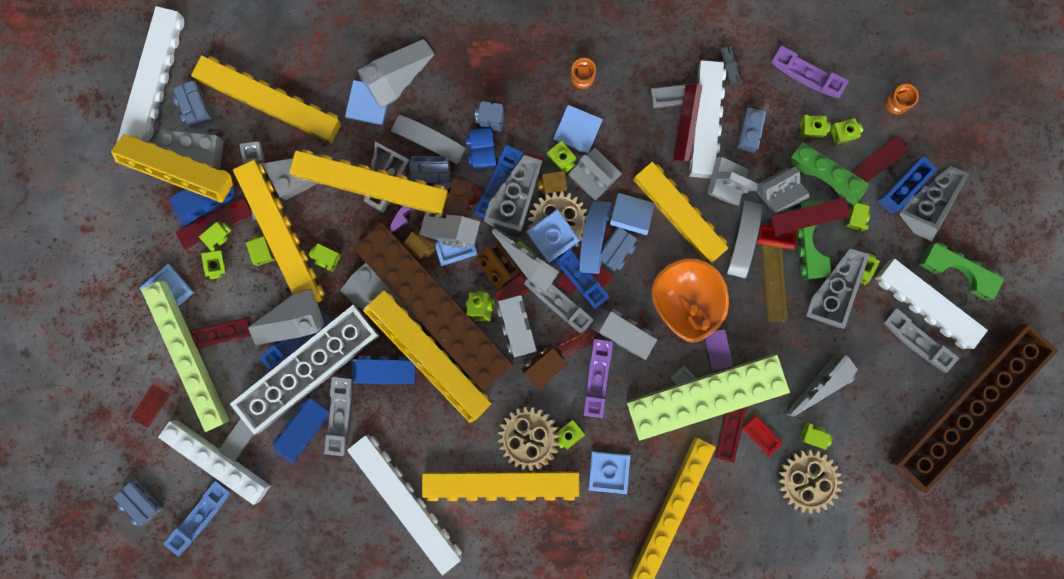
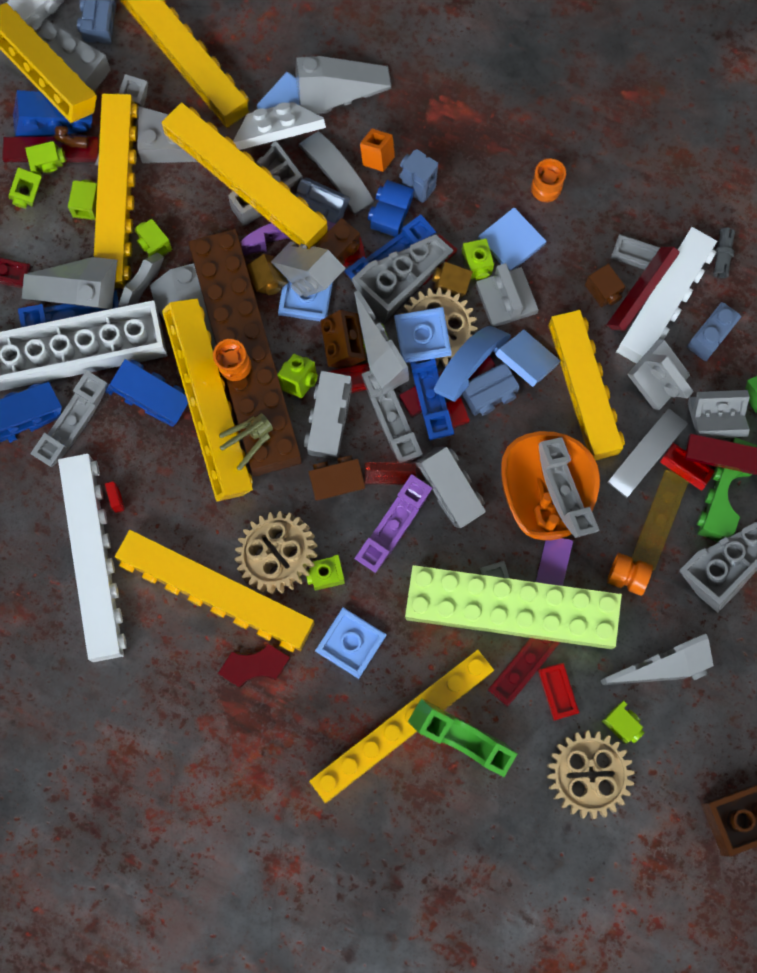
camera: 25 degrees right, 10 degrees down
(219, 212) = (70, 140): none -> reddish brown arm
(334, 289) = (145, 275): none -> light grey tile
(369, 128) = (276, 124): none -> white wing
(398, 454) = (114, 497): none -> red tile
(432, 324) = (232, 359): none -> orange wheel
(450, 110) = (377, 150): none -> orange brick
(474, 362) = (256, 427): none -> olive plant
(545, 526) = (266, 663): none -> dark red tile
(660, 133) = (605, 286): none -> reddish brown brick
(698, 505) = (475, 743): none -> bright green arch
(703, 300) = (562, 488): none -> light grey slope
(773, 333) = (630, 574): none -> orange wheel

